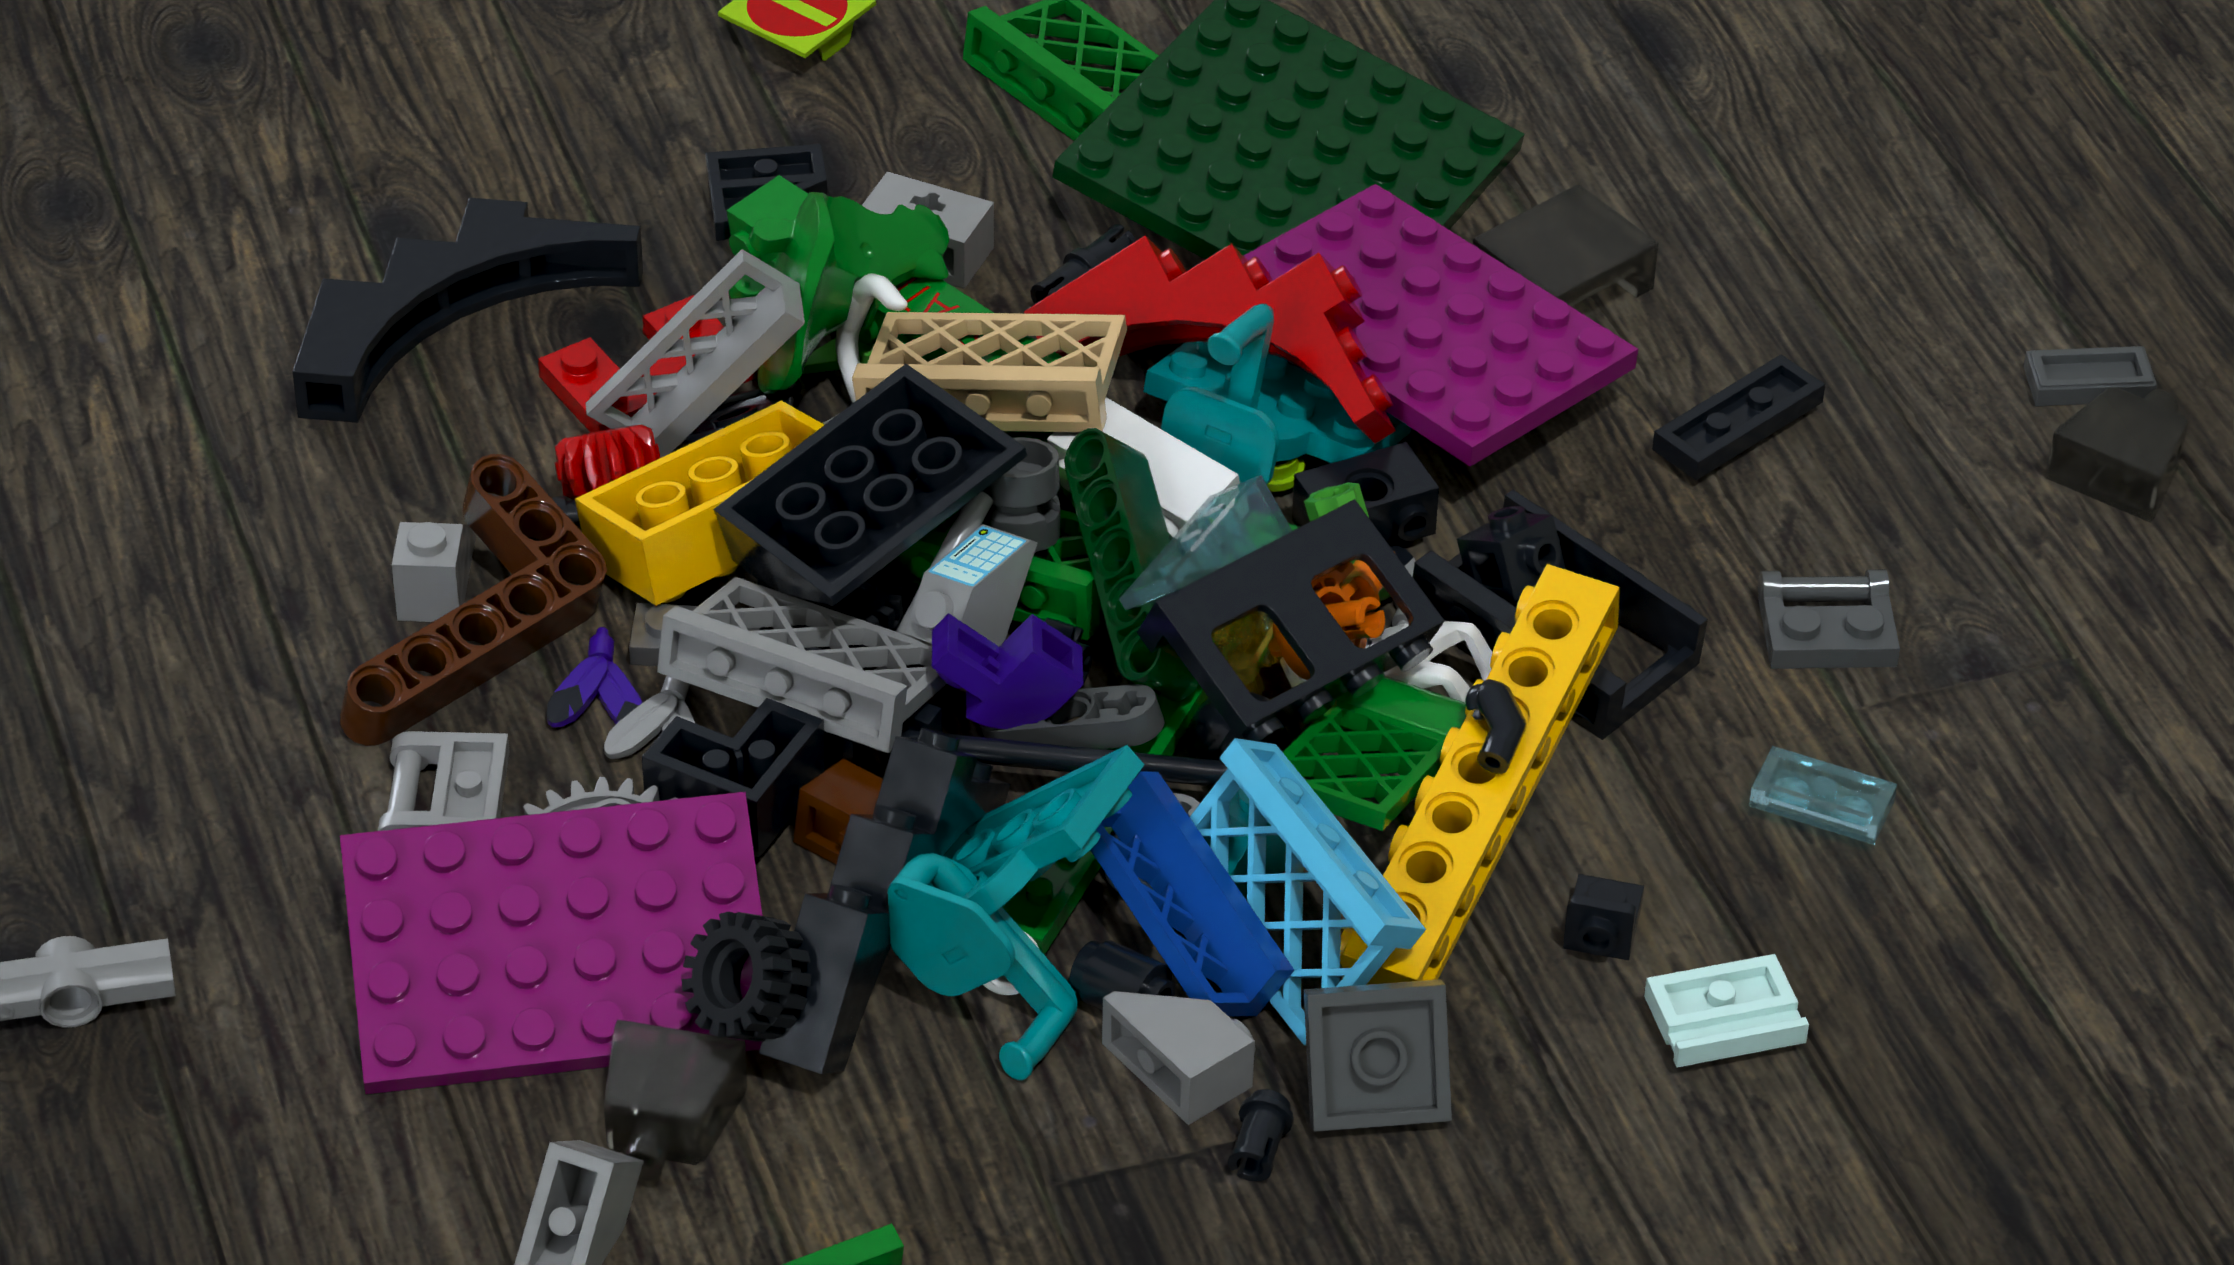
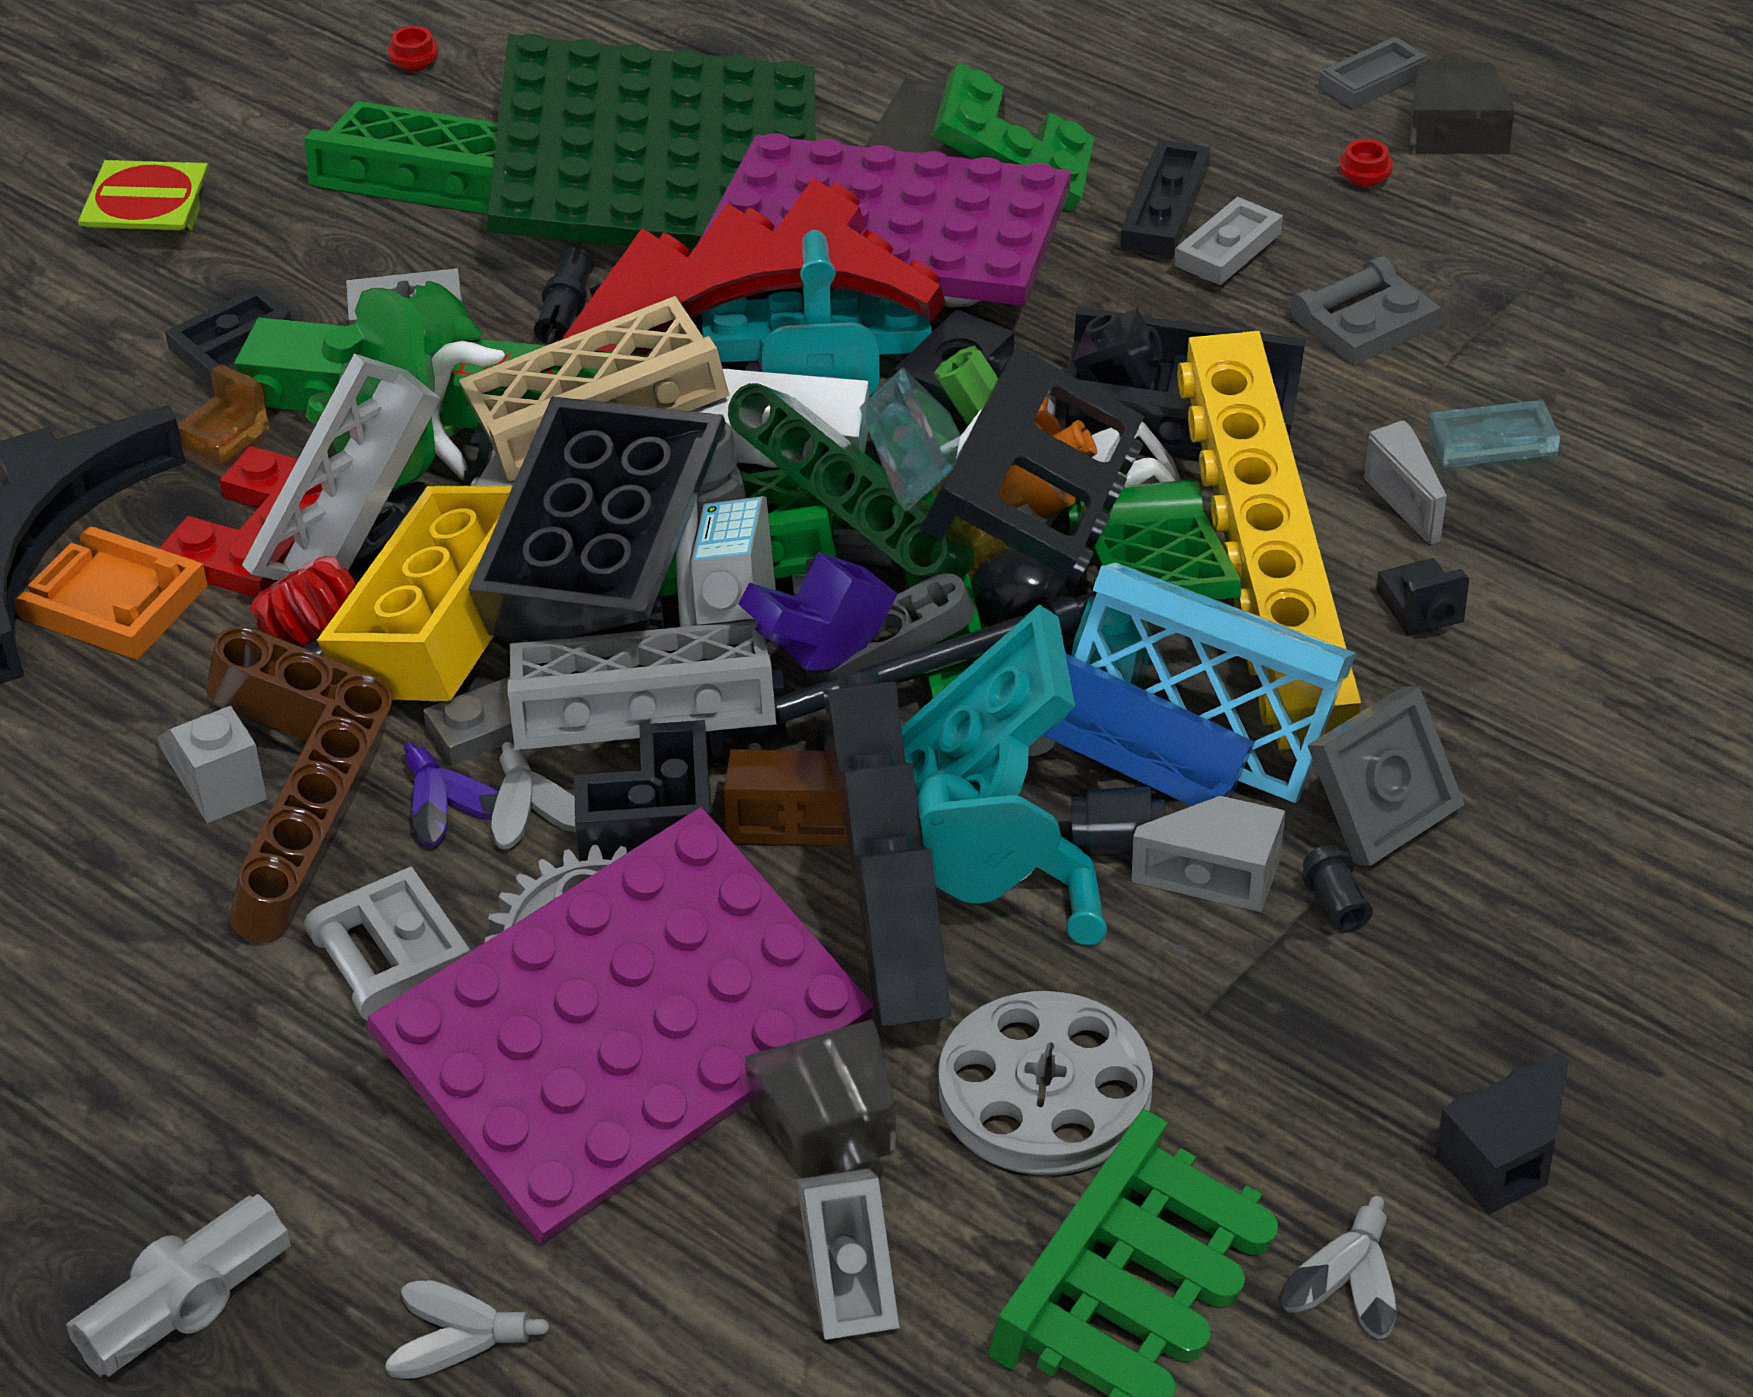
camera: 30 degrees left, 0 degrees up
(255, 1130) = (467, 1329): none -> light grey piece
(478, 384) = (116, 598): none -> orange container
(689, 263) = (228, 419): none -> clear orange bracket
(773, 983) = (805, 963): black tyre -> none
(862, 1145) = (1018, 1070): none -> light grey wedge
(1506, 723) = (1271, 470): black arm -> none
(1585, 271) = (971, 126): none -> green plate
(1692, 792) = (1406, 479): none -> light grey slope
(1726, 1010) = (1583, 620): light aqua plate -> none
(1757, 488) = (1228, 240): none -> light grey plate
(1978, 468) = (1366, 162): none -> red plate

